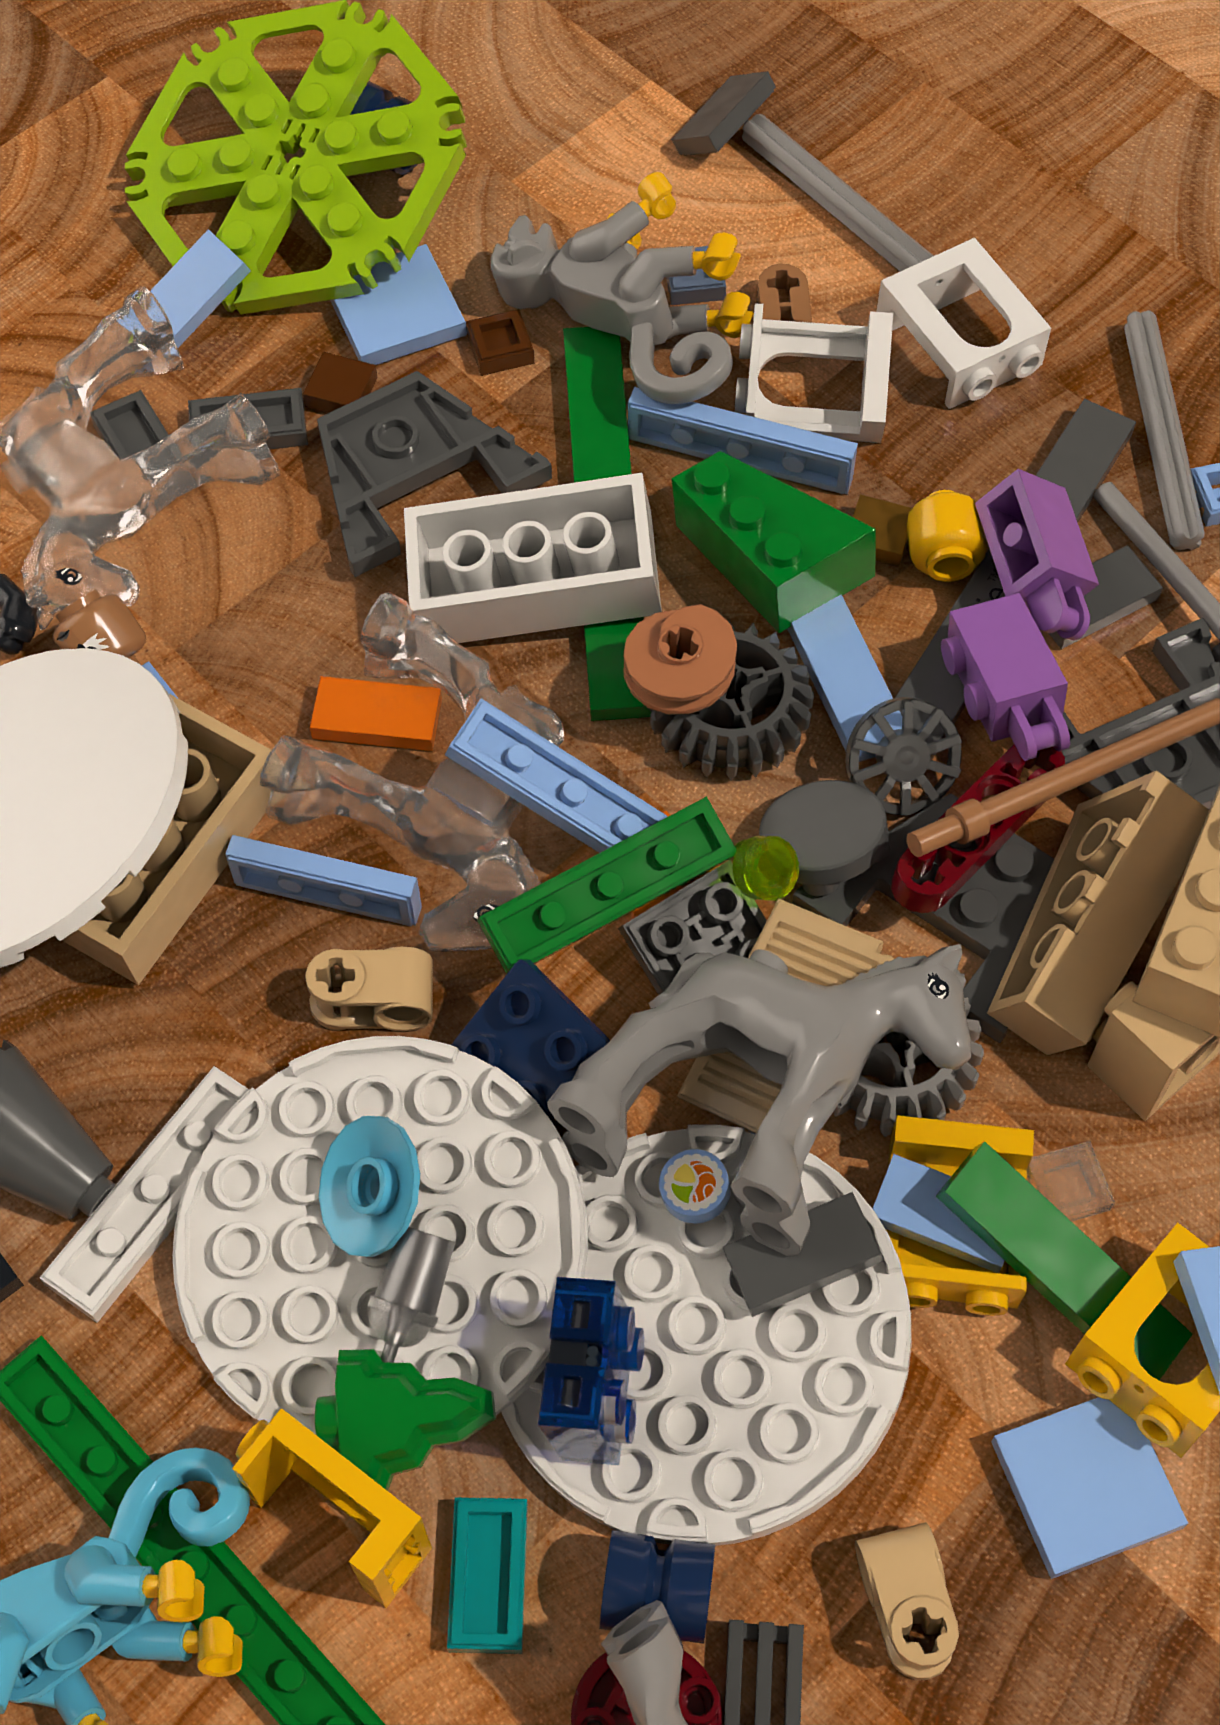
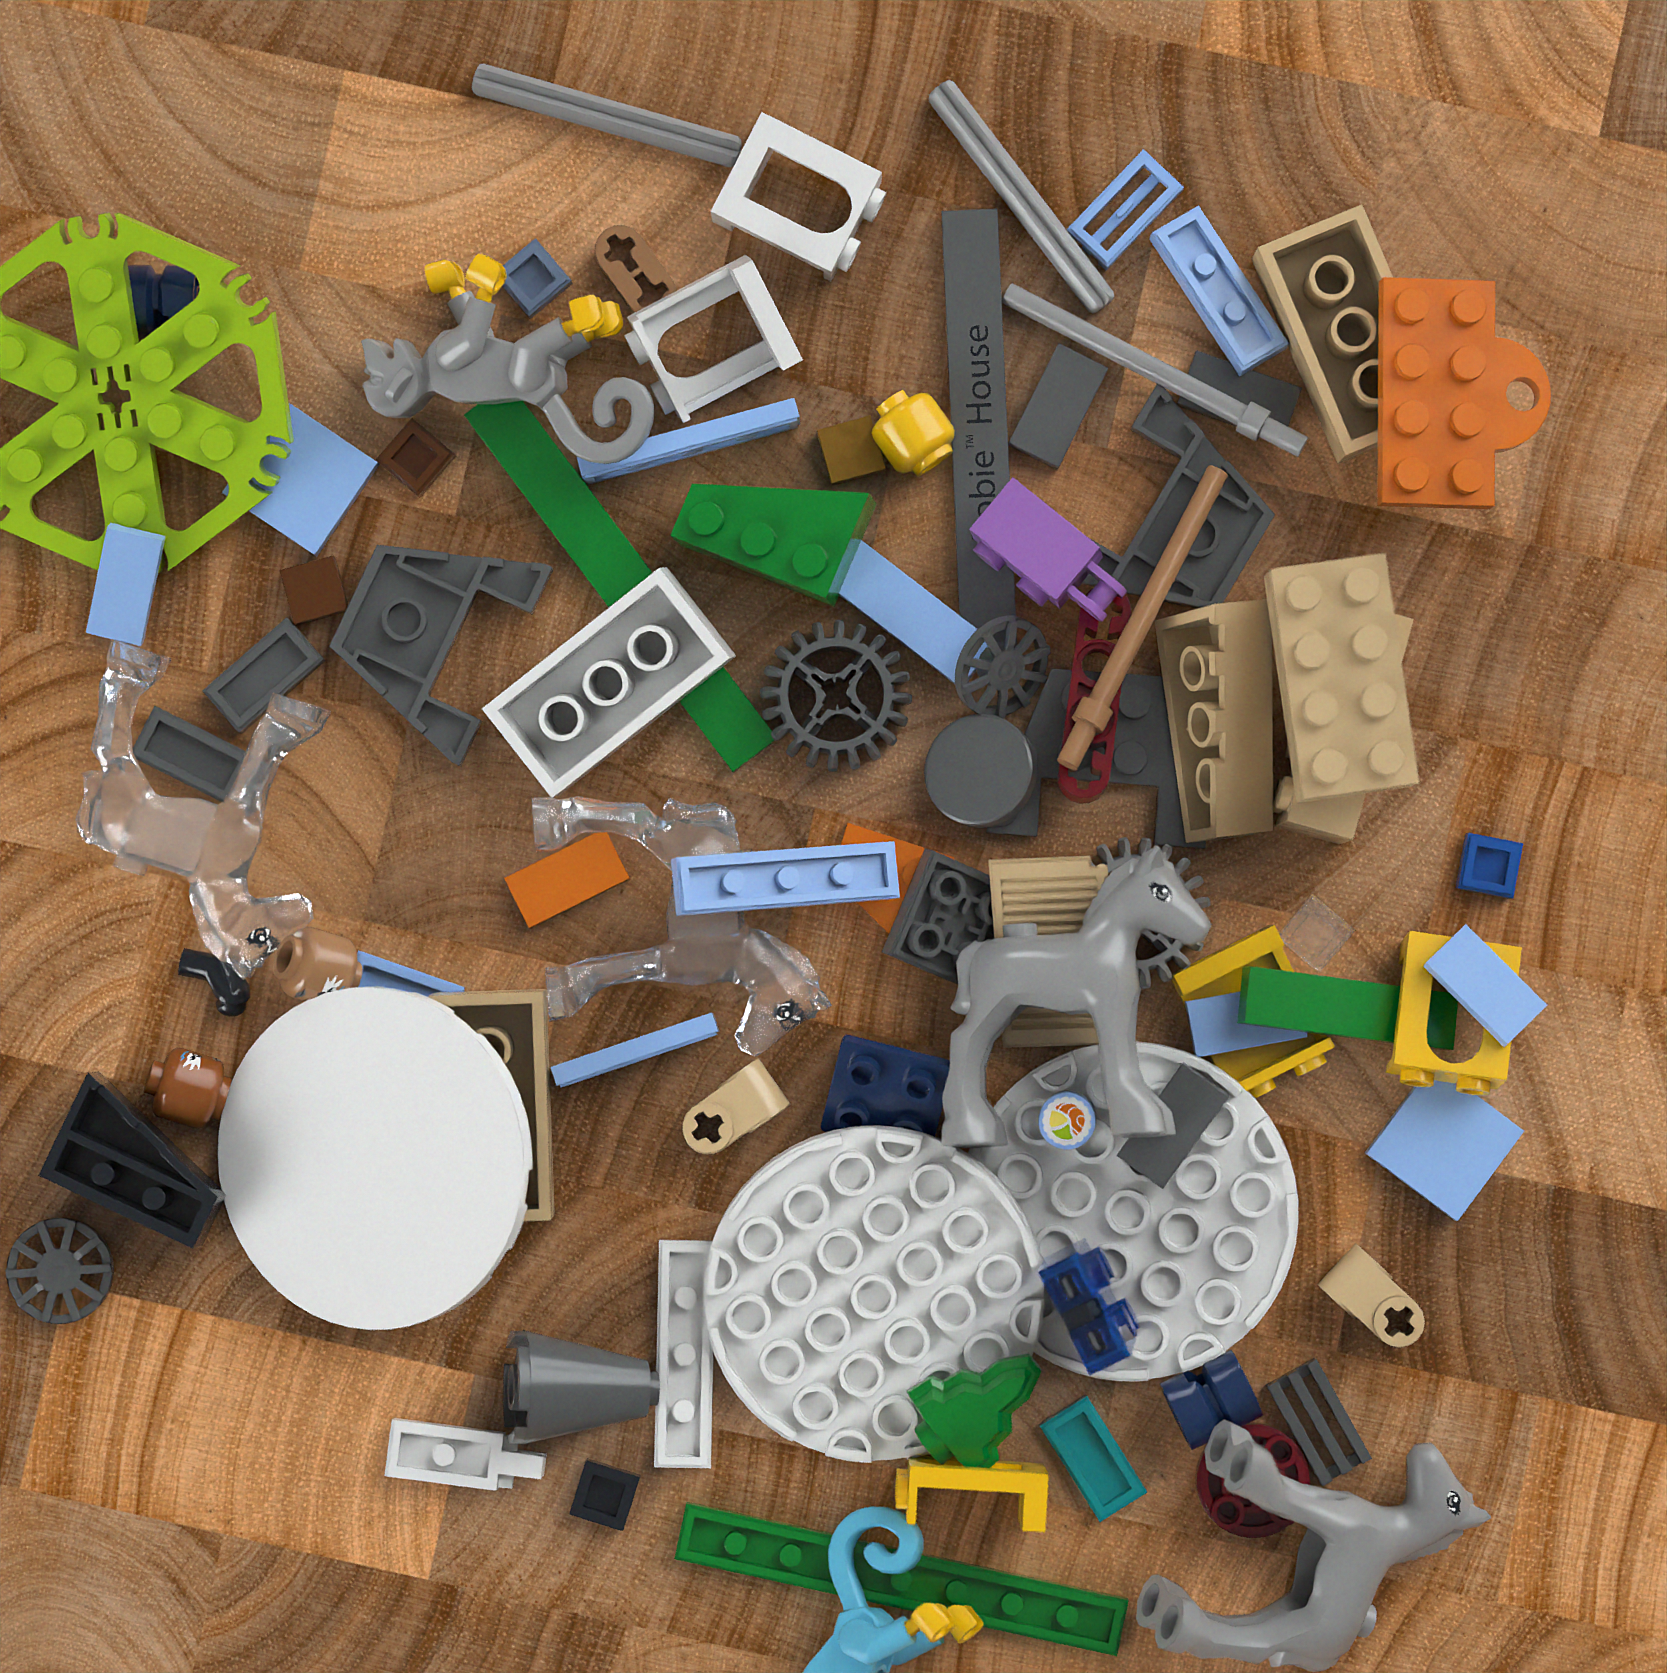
camera: 35 degrees left, 25 degrees up
(369, 1186) = (854, 1276): medium azure dish -> none
(409, 1291) = (927, 1322): flat silver piece -> none
(608, 885) = (861, 934): green tile -> none
(680, 659) = (813, 690): nougat piece -> none
(724, 113) = (446, 84): dark grey tile -> none
(765, 867) = (963, 843): clear neon green tile -> none
(1039, 551) = (1005, 422): medium lavender brick -> none

